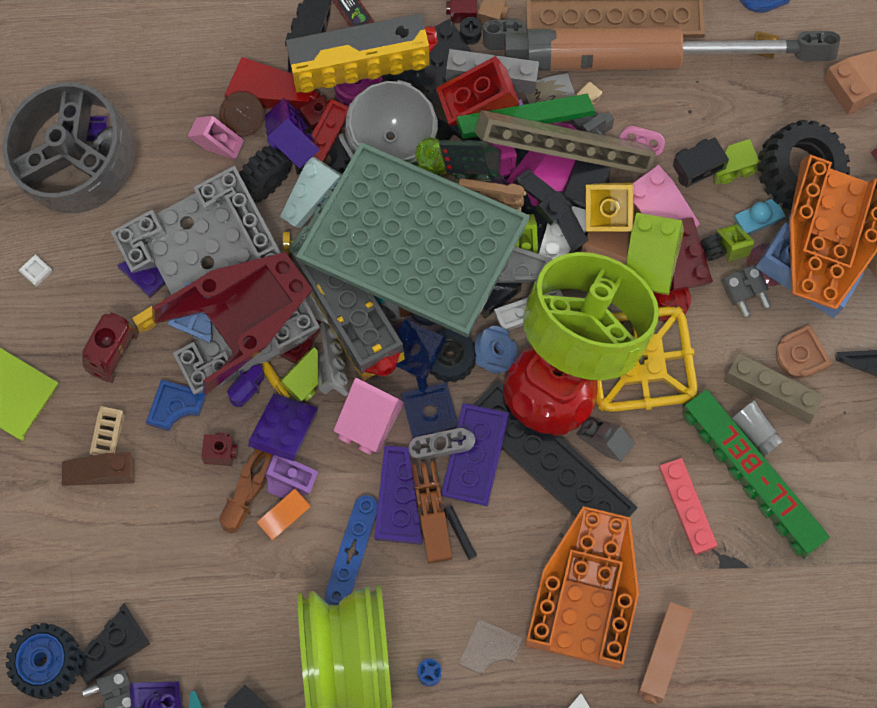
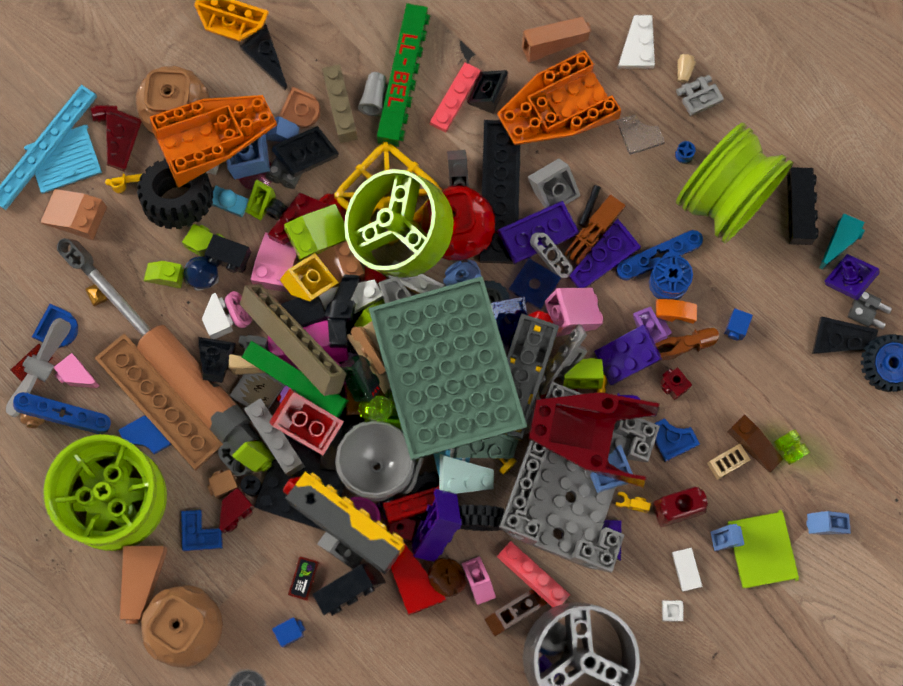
camera: 130 degrees left, 5 degrees up
(43, 366) = (727, 537): none -> medium blue slope
(55, 312) = (686, 569): none -> white tile
(62, 496) = (787, 441): none -> clear neon green wheel
(161, 145) = (514, 612): none -> reddish brown slope
(168, 184) = (533, 575): none -> coral plate
(216, 557) = (738, 324): none -> blue brick
(318, 546) = (670, 288): none -> blue wheel
(491, 39) = (254, 456): none -> lime slope
(510, 514) = (554, 184): none -> light grey slope
(616, 86) = (215, 358): none -> black wing
(651, 115) = (215, 318): none -> white slope
(665, 541) = (488, 90): none -> black slope
(705, 129) = (200, 273): none -> dark blue hair
(732, 108) = (165, 273): none -> lime slope
(748, 314) = (305, 151): none -> black plate
(792, 316) = (283, 130): none -> medium blue slope
(861, 145) = (121, 182): none -> yellow sword

